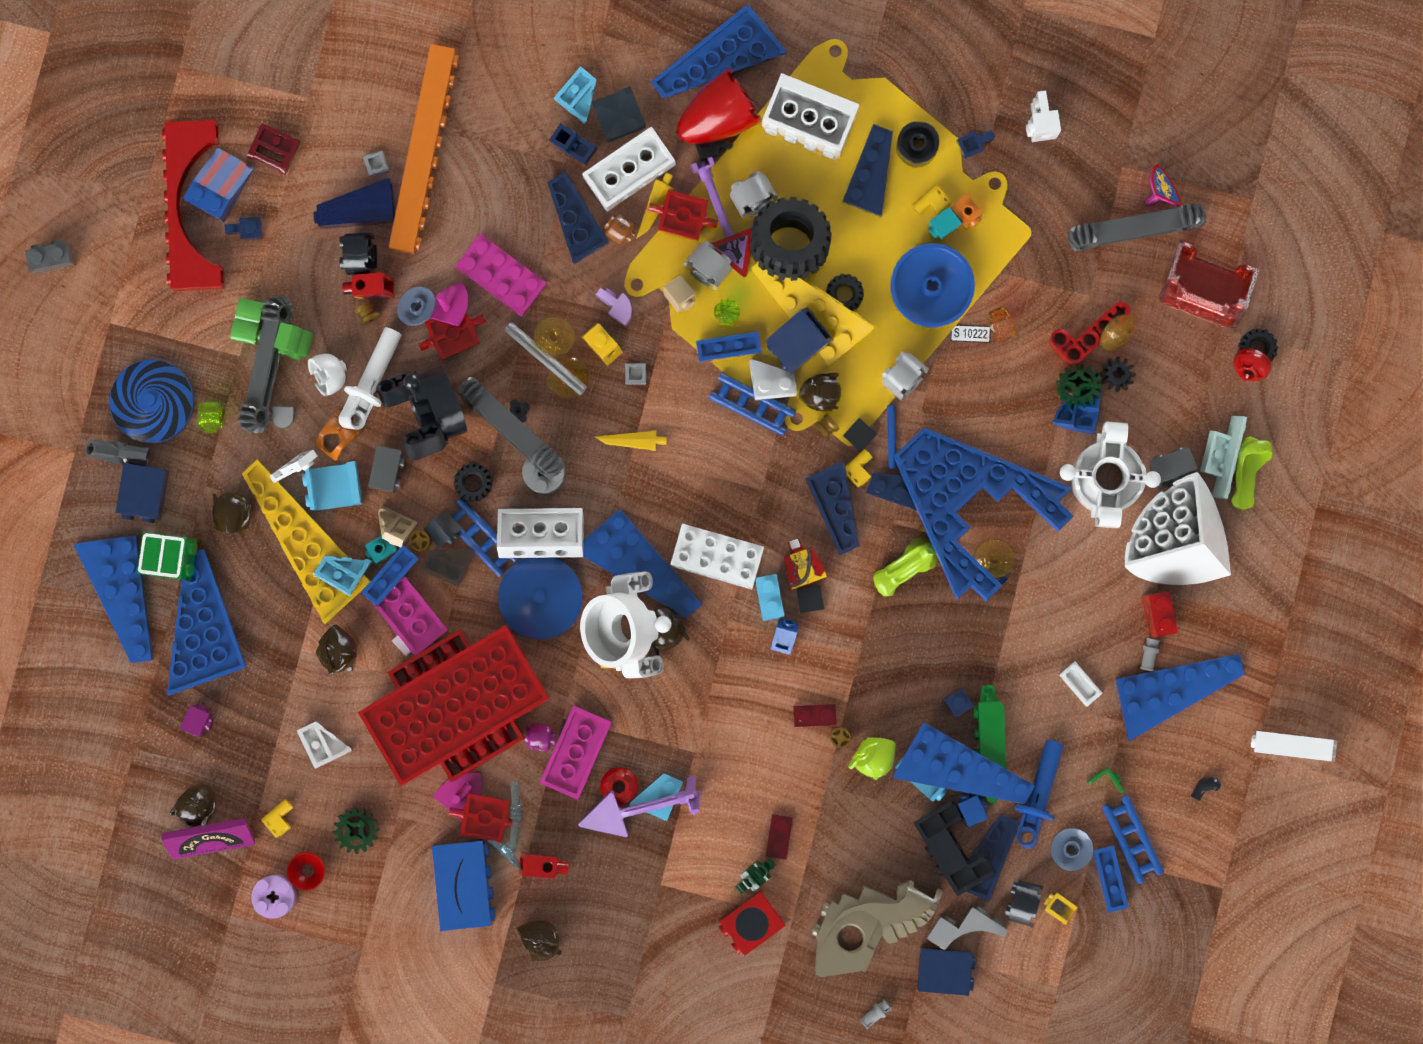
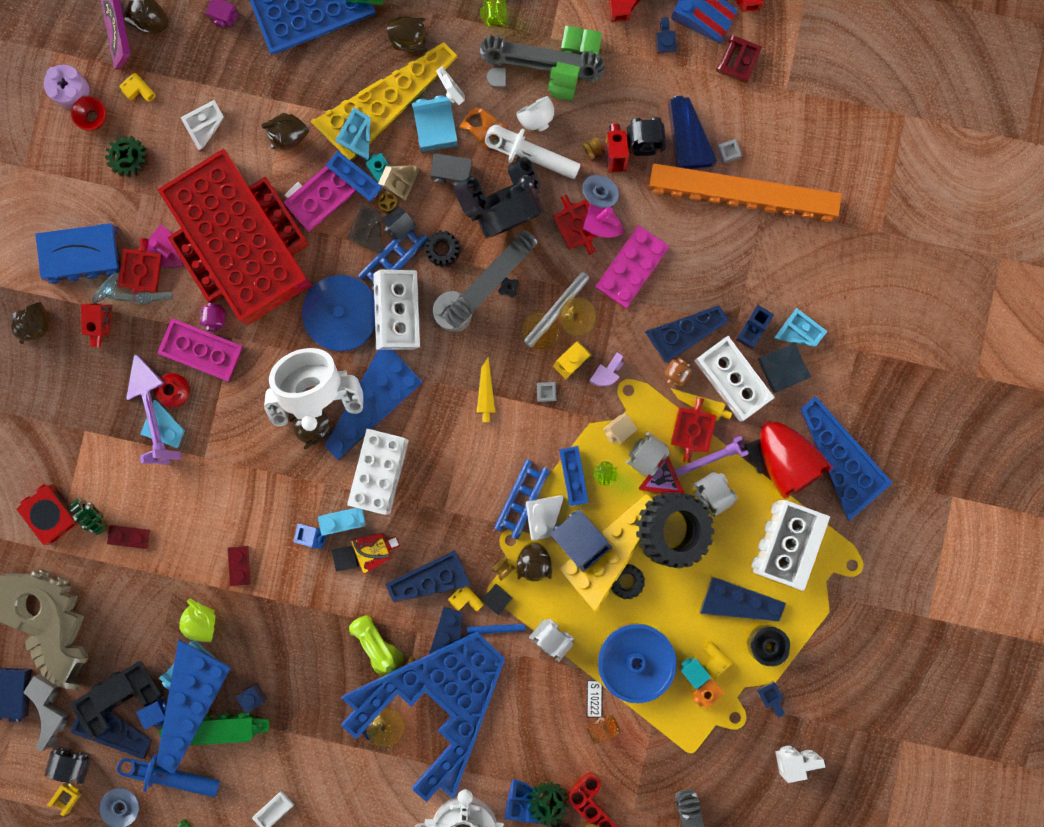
camera: 80 degrees right, 0 degrees up
(842, 735) = (214, 589): pearl gold wheel -> none

